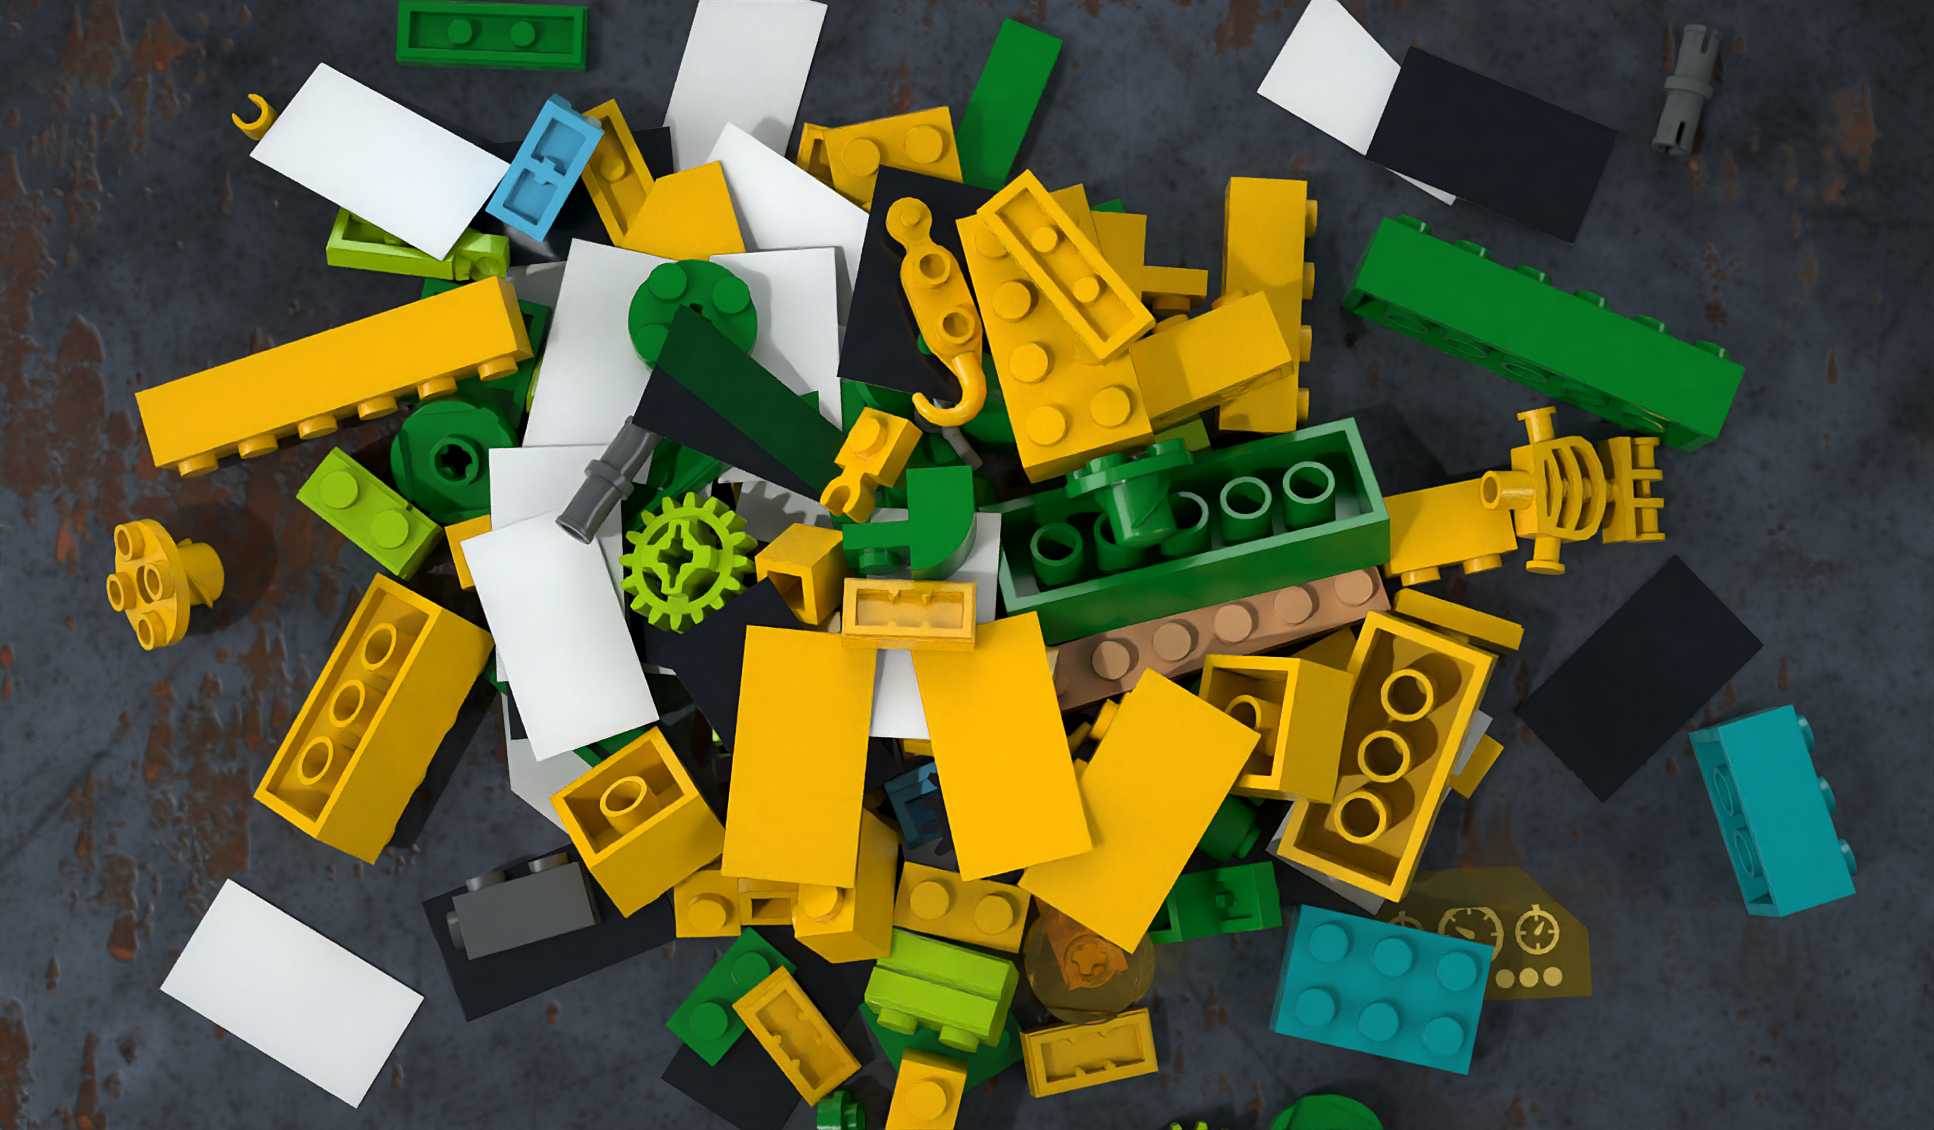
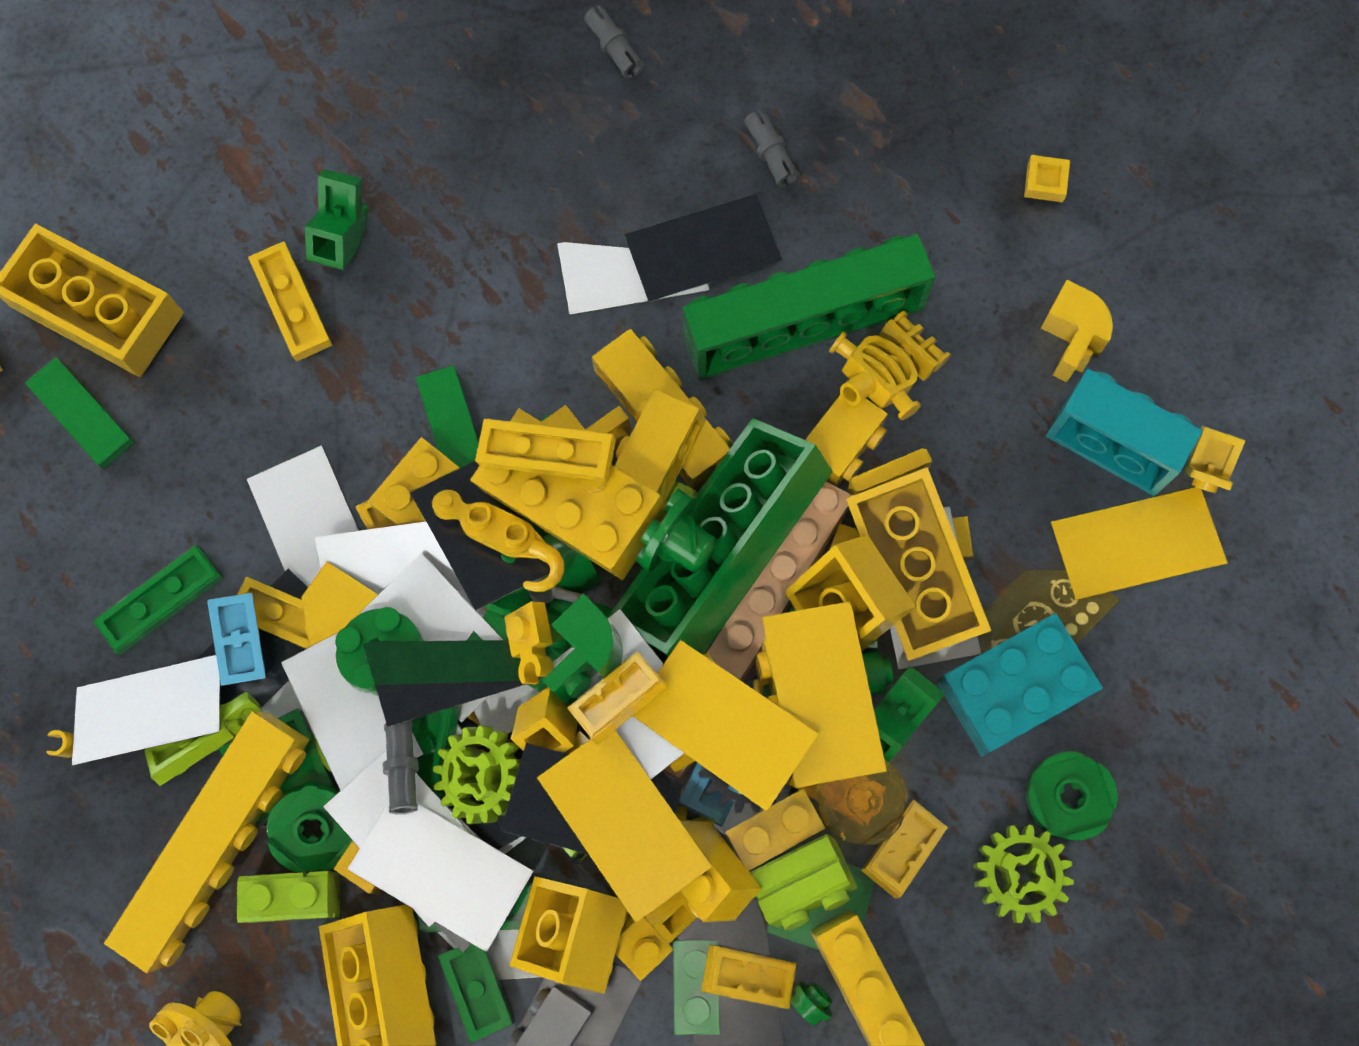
camera: 30 degrees left, 10 degrees down
(491, 793) = (476, 991): none -> green plate
(1638, 678) = (998, 431): black sticker -> none
(1678, 950) = (1138, 542): none -> yellow sticker
(1854, 934) = (1213, 459): none -> yellow bracket
(1859, 637) = (1083, 322): none -> yellow brick

